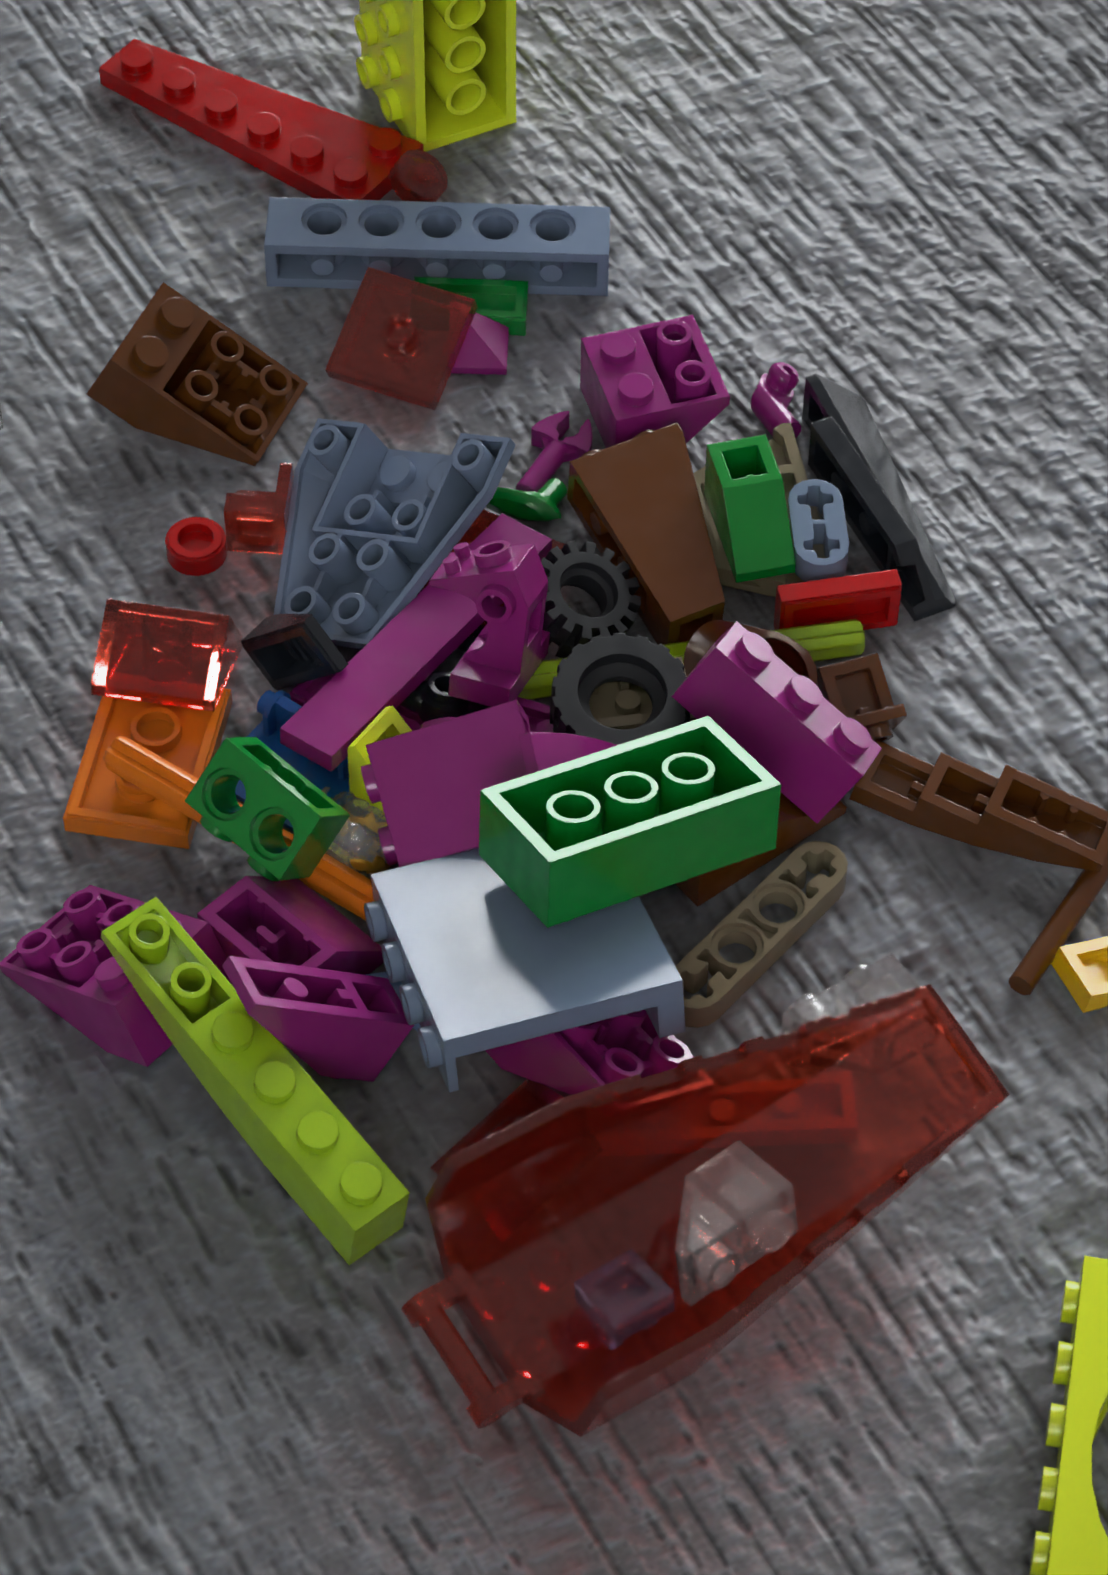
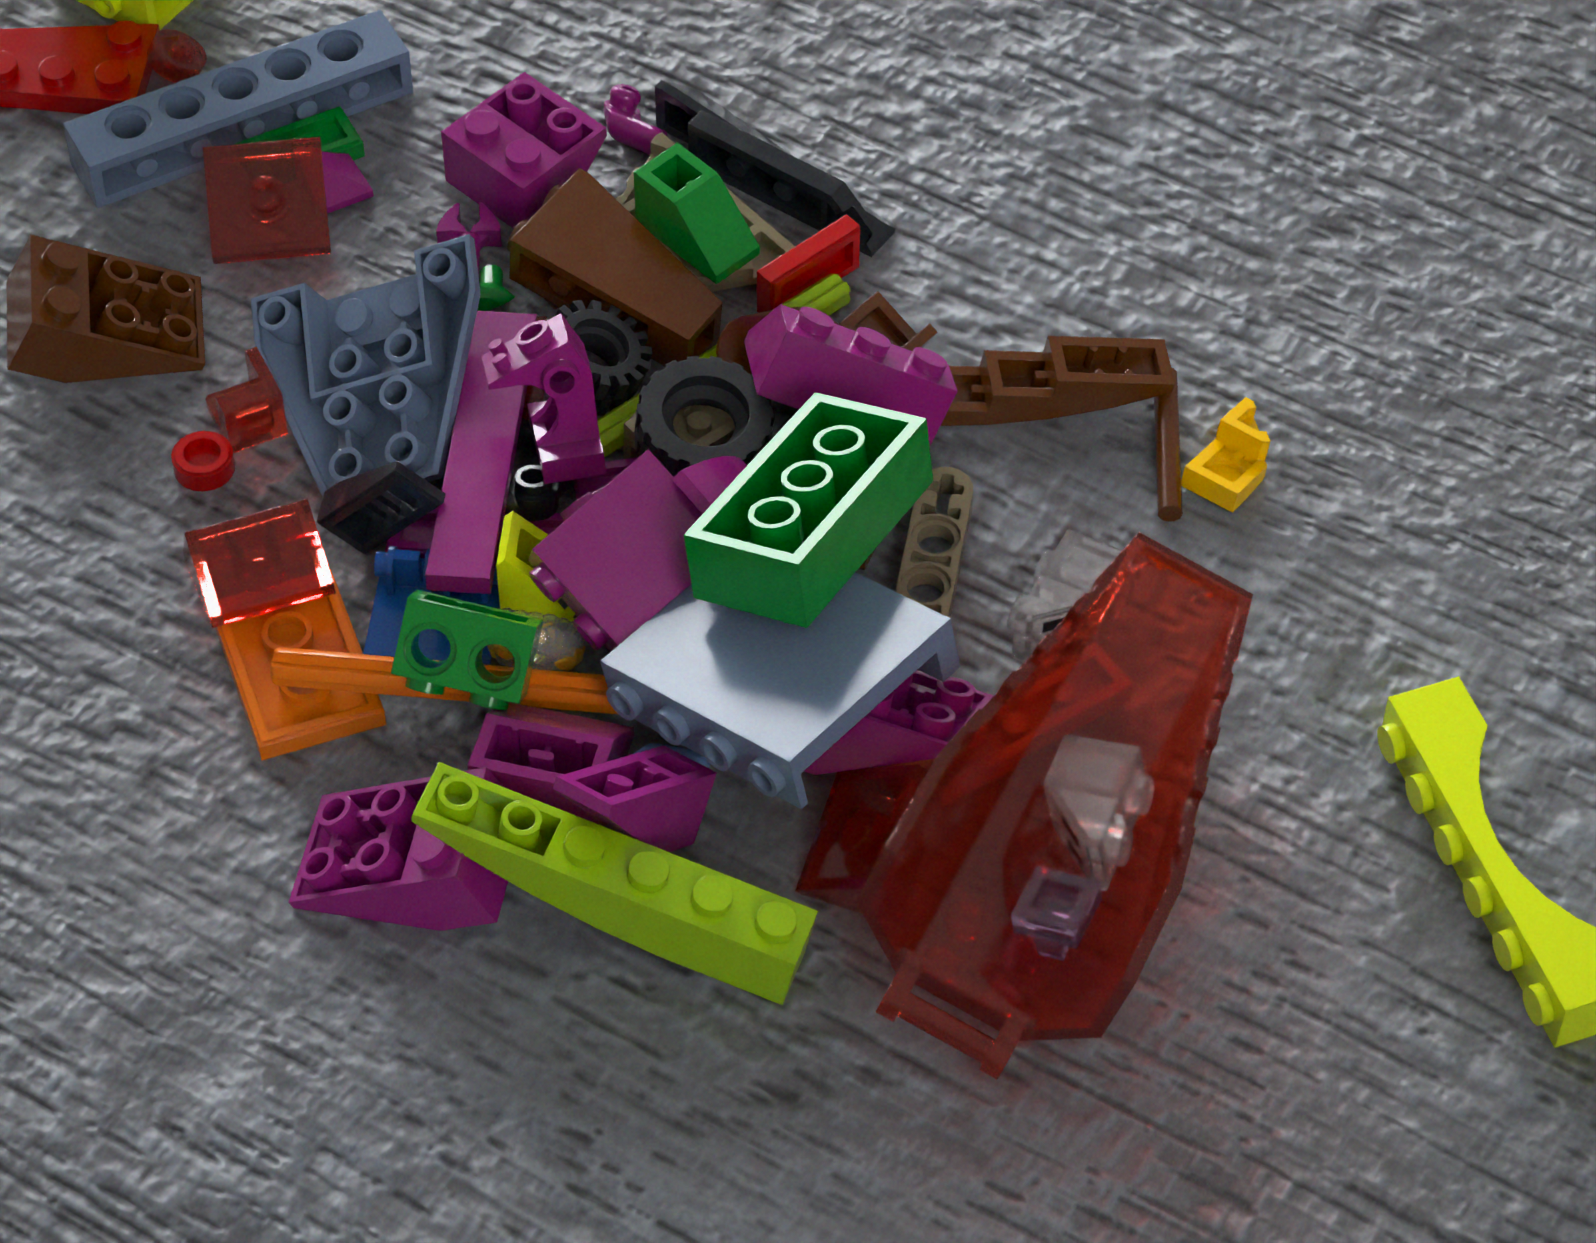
camera: 30 degrees left, 0 degrees up
(829, 530) = (764, 207): sand blue beam -> none

